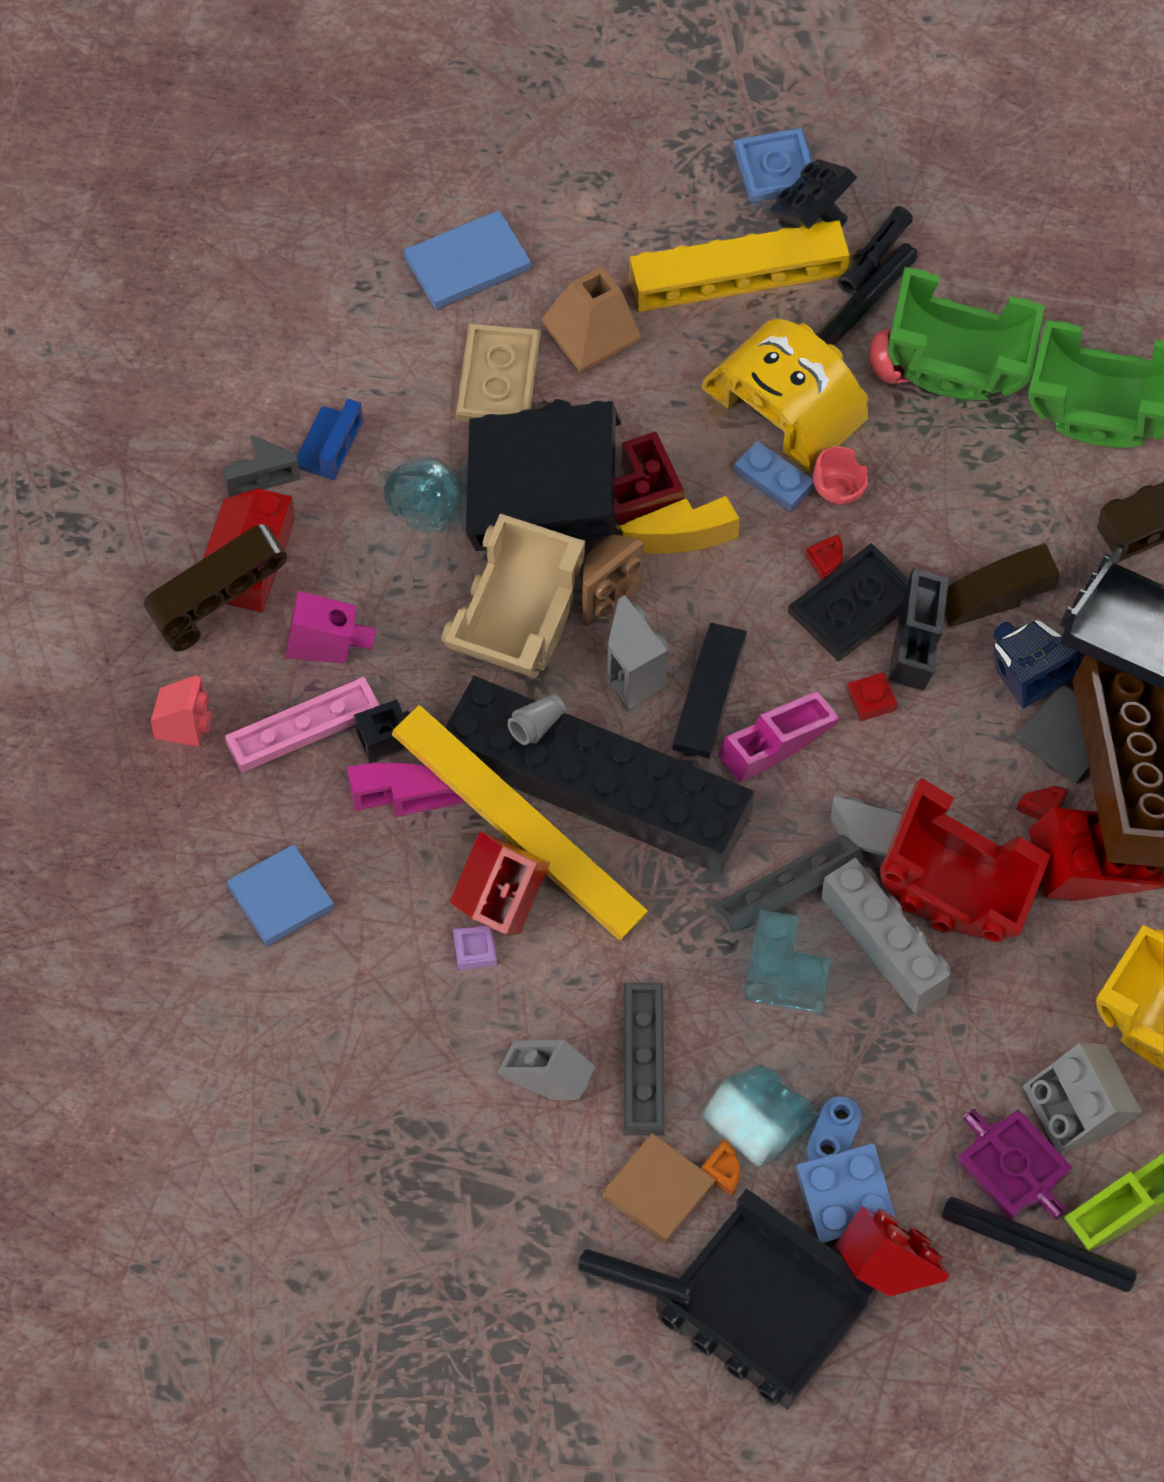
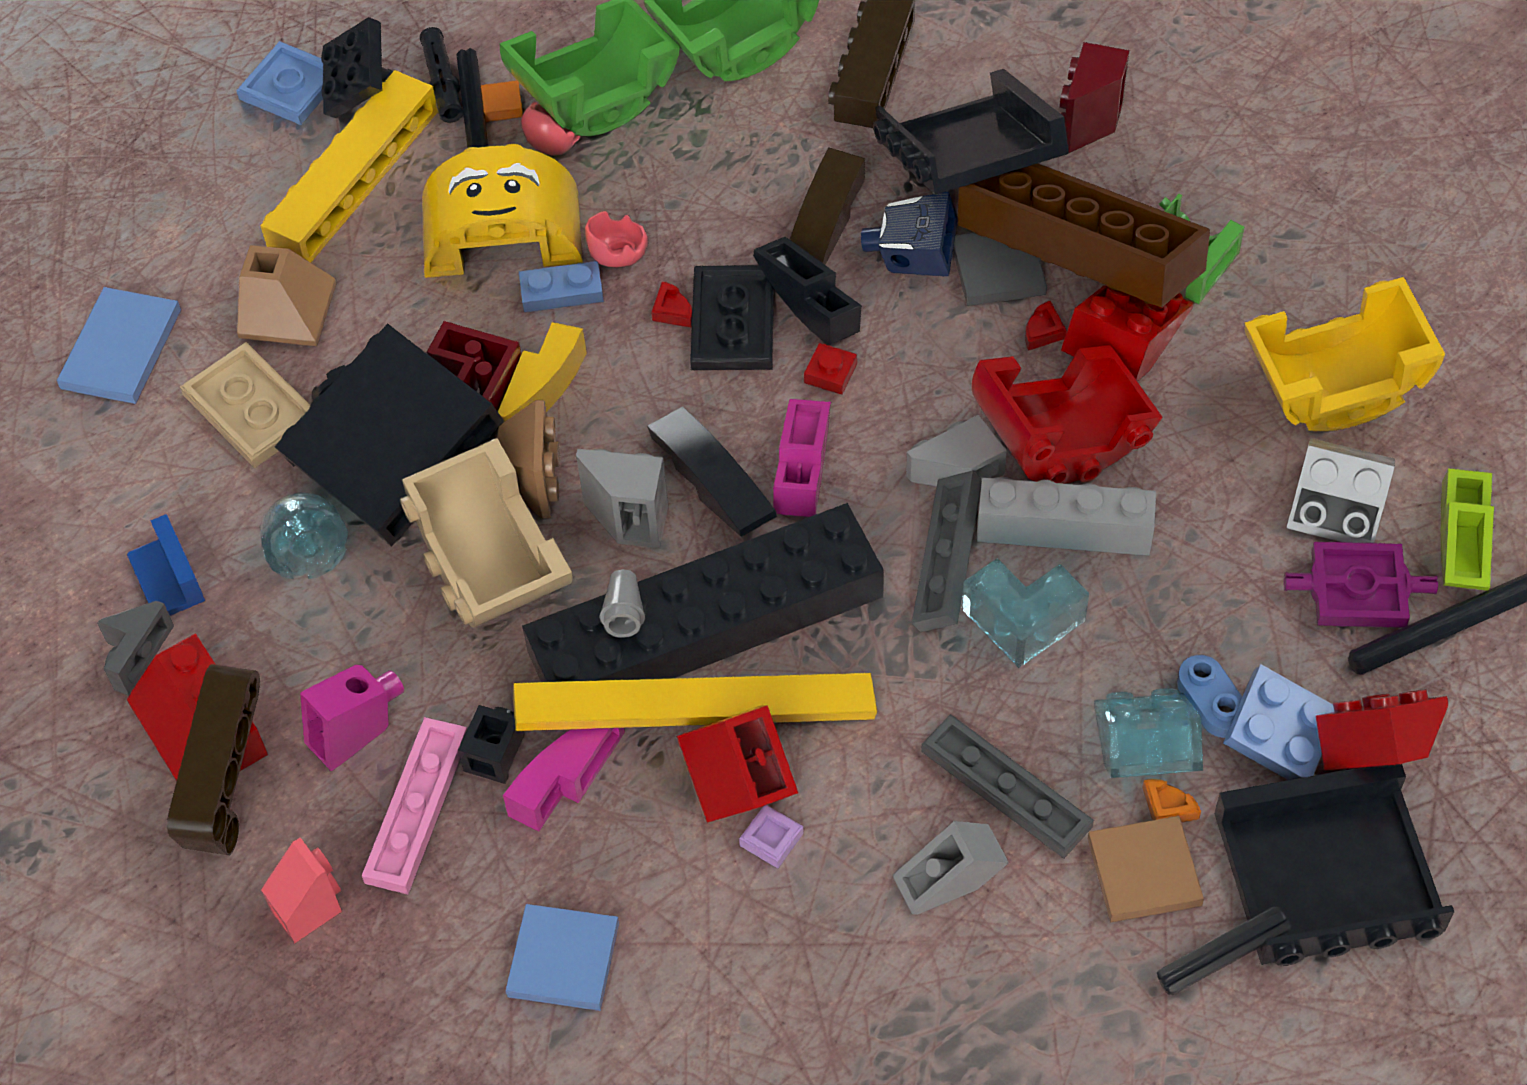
camera: 45 degrees left, 5 degrees down
(884, 304) = (502, 101): none -> orange tile

